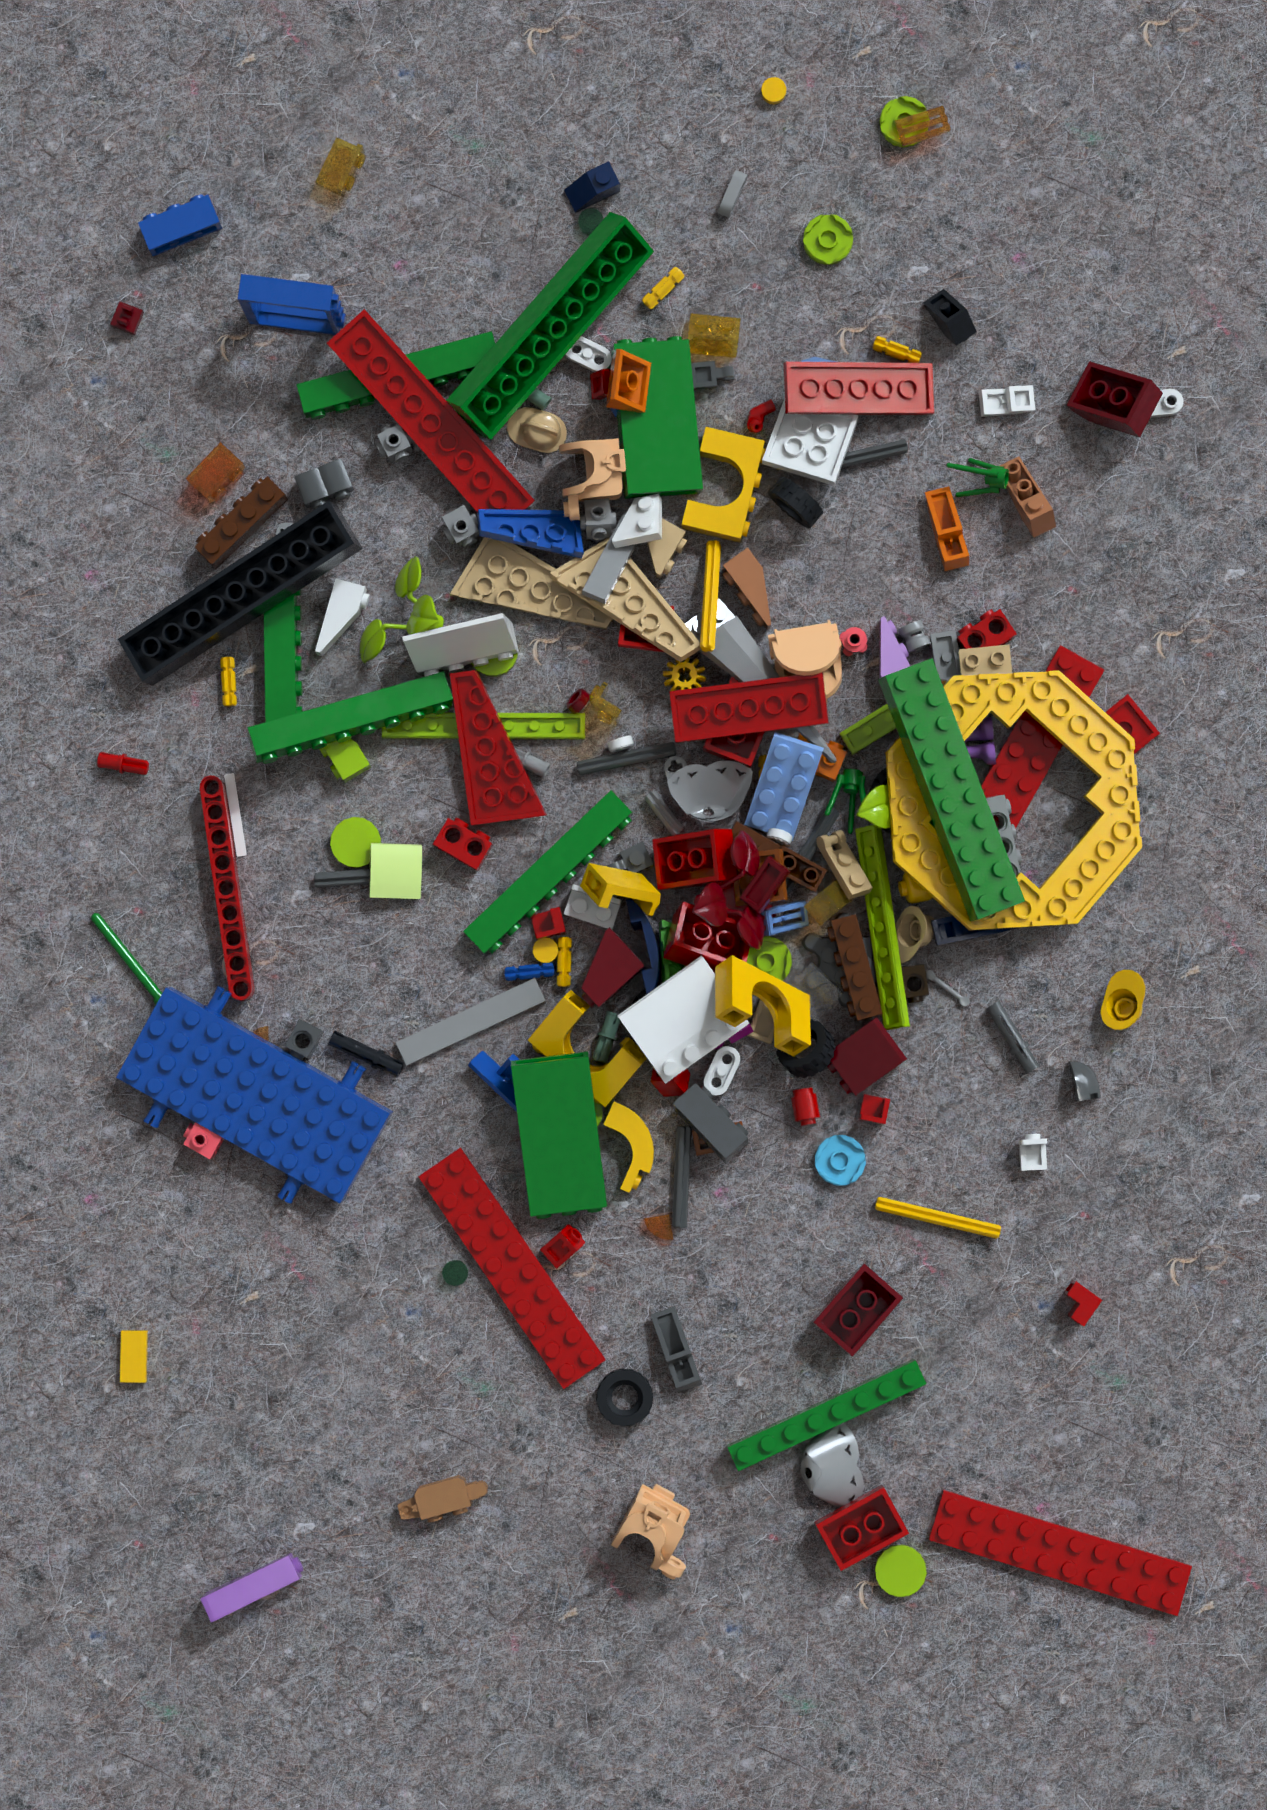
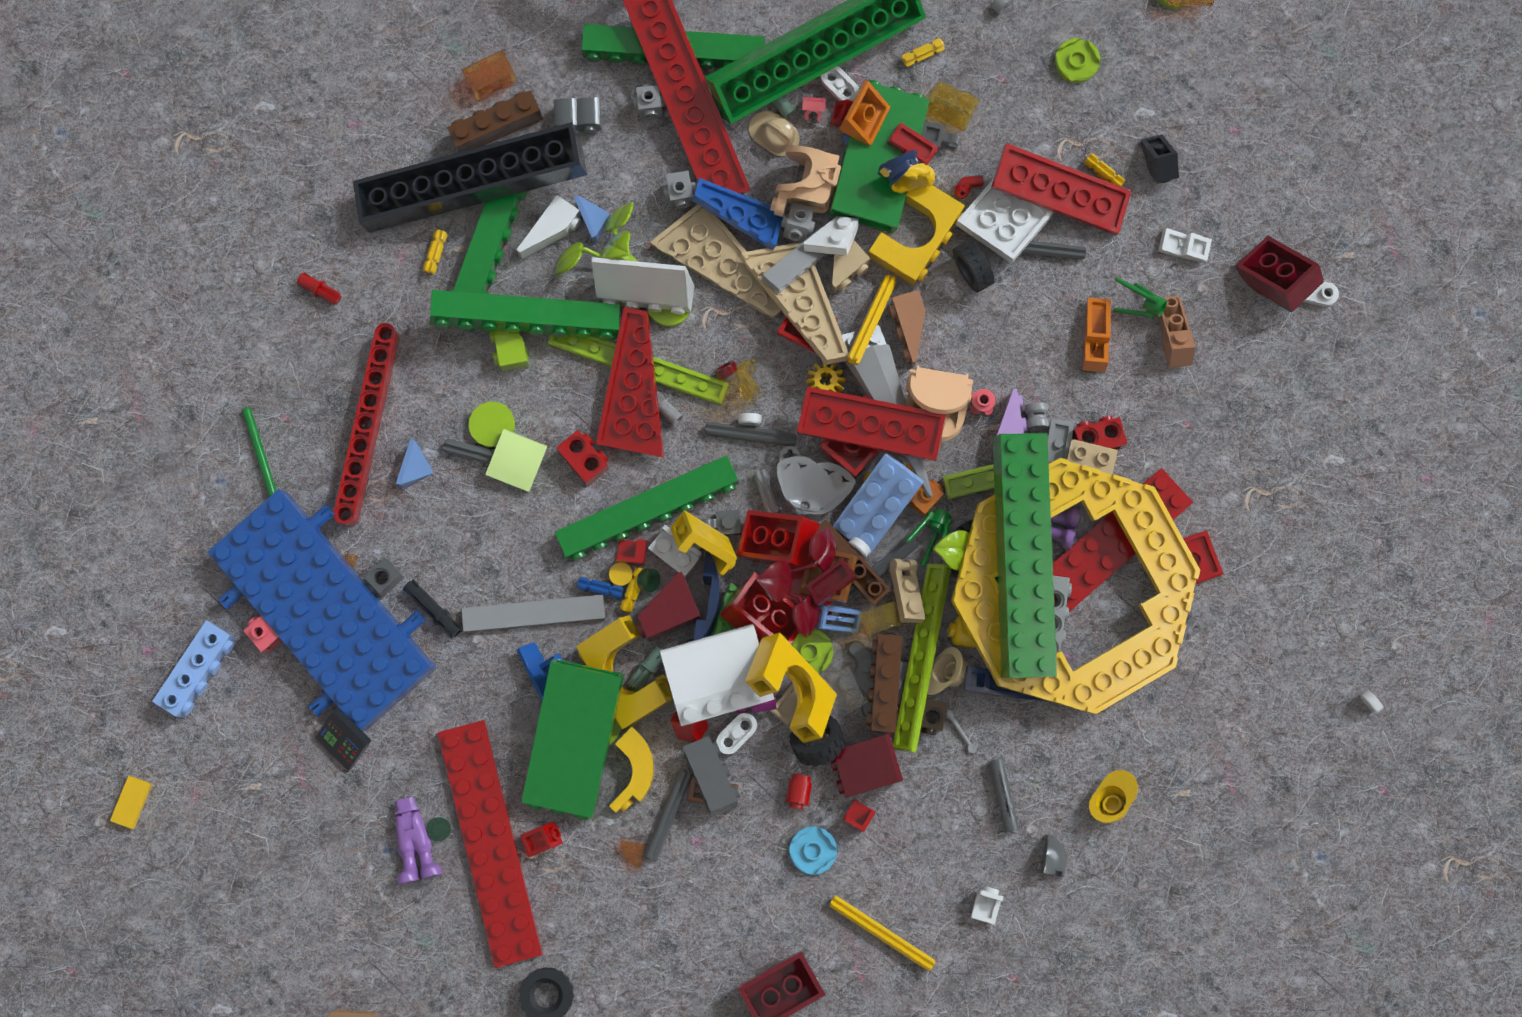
camera: 15 degrees right, 5 degrees down
(147, 1200) = (194, 670): none -> light blue brick
(235, 815) = (398, 366): white sticker -> none
(293, 914) = (414, 466): none -> medium blue slope
(326, 1217) = (343, 739): none -> black tile
(380, 587) = (593, 217): none -> medium blue slope
(432, 1291) = (411, 838): none -> medium lavender piece
(569, 385) = (815, 105): none -> coral tile
(576, 946) = (648, 579): none -> clear green tile
(676, 1349) = (607, 968): dark grey slope -> none
(688, 395) = (906, 140): none -> red tile
(694, 430) = (906, 173): none -> piece

